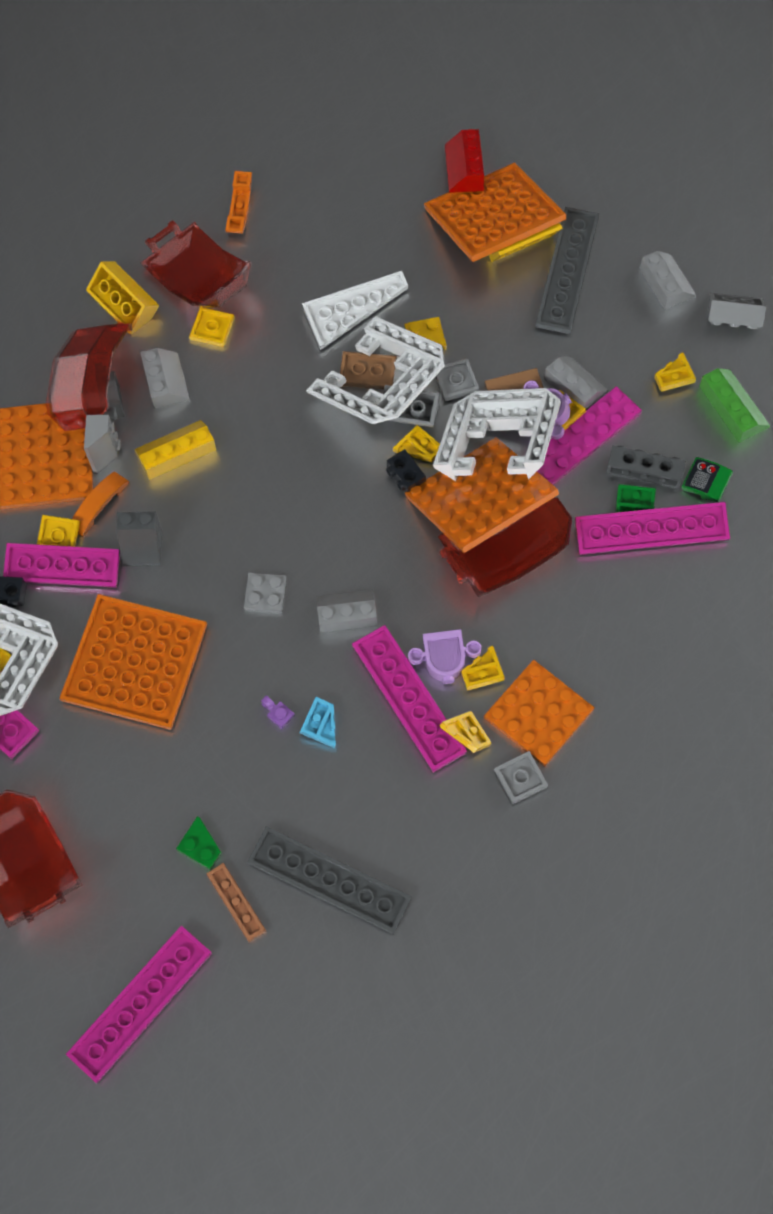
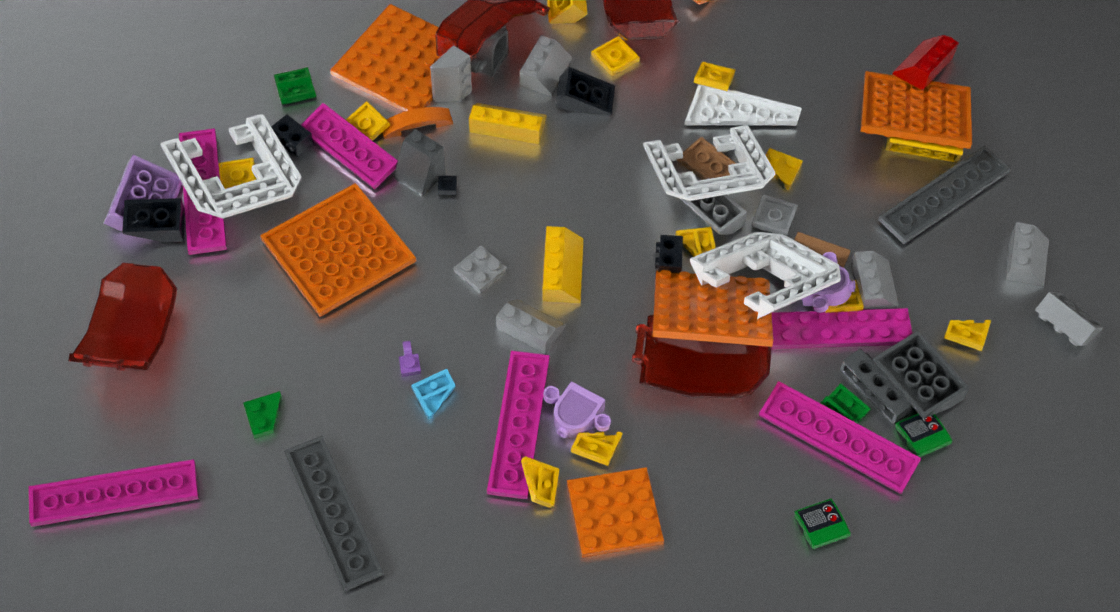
camera: 35 degrees right, 10 degrees down
(175, 540) = (447, 185): none -> black plate
(217, 379) = (584, 93): none -> black slope
(236, 902) = (250, 476): nougat tile -> none
(309, 290) = (714, 76): none -> yellow tile
(328, 542) = (562, 266): none -> yellow slope
(520, 777) = (553, 549): light grey plate -> none
(673, 434) = (922, 375): none -> dark grey slope
(694, 605) = (822, 523): none -> slope
(733, 404) = (1002, 390): bright green slope -> none

